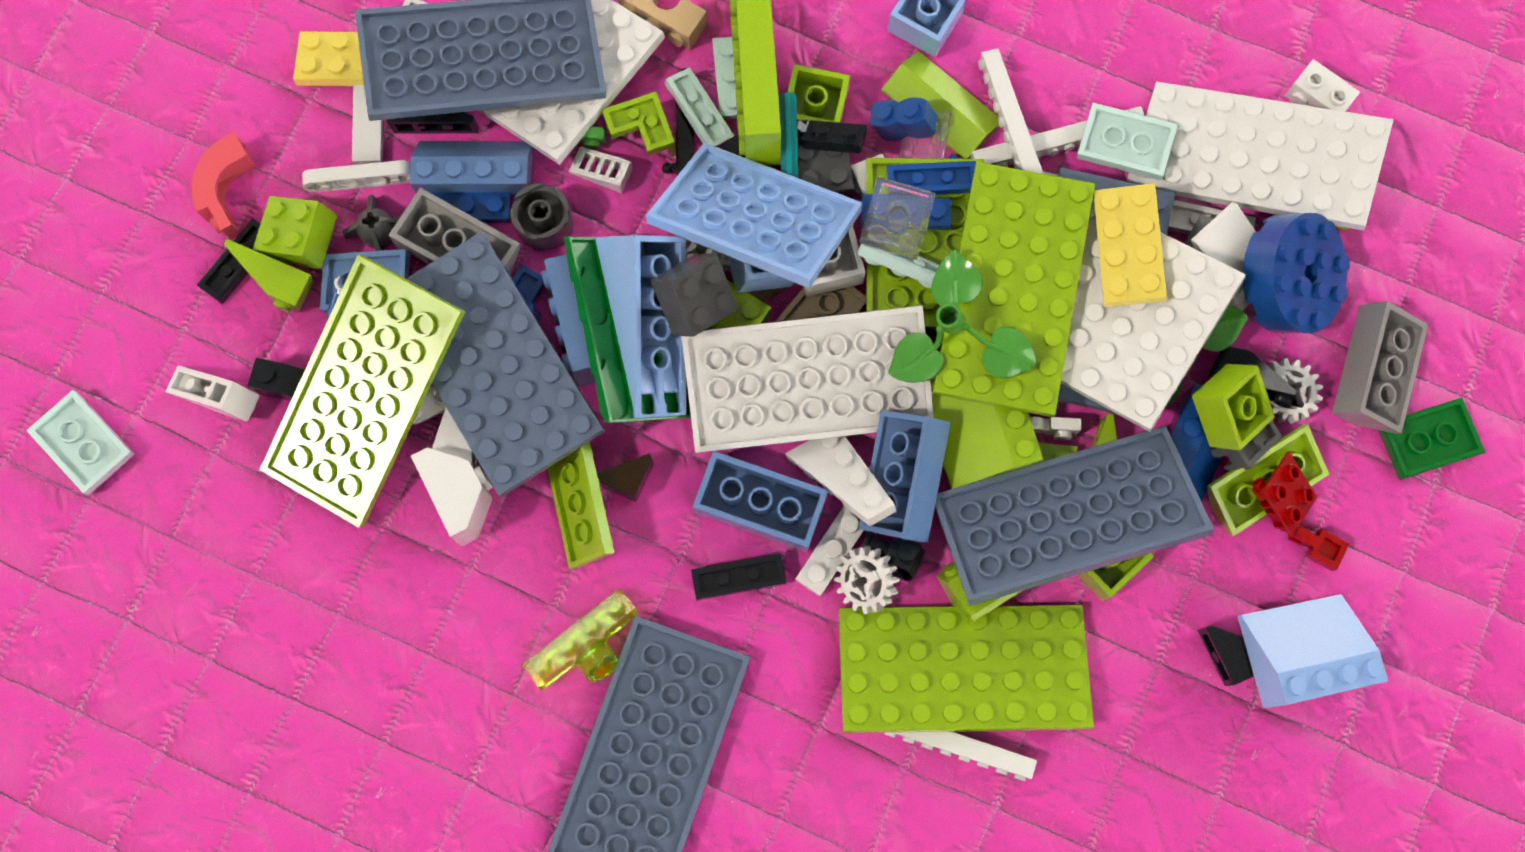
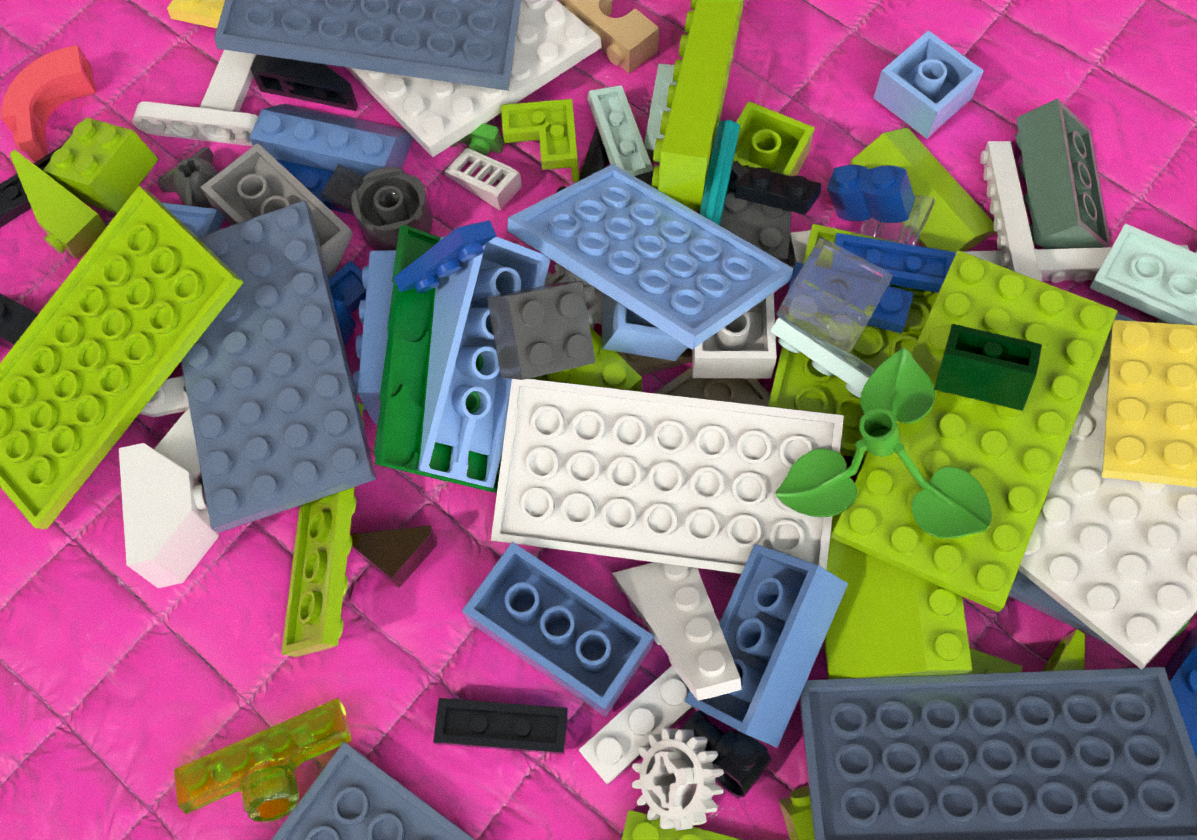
camera: 20 degrees right, 10 degrees down
(498, 207) = (341, 187): none -> clear smoke tile
(614, 261) = (445, 257): none -> blue plate
(1013, 252) = (988, 367): none -> dark green brick
(1042, 72) = (1061, 179): none -> sand green slope
(1059, 427) = (1003, 633): white plate -> none

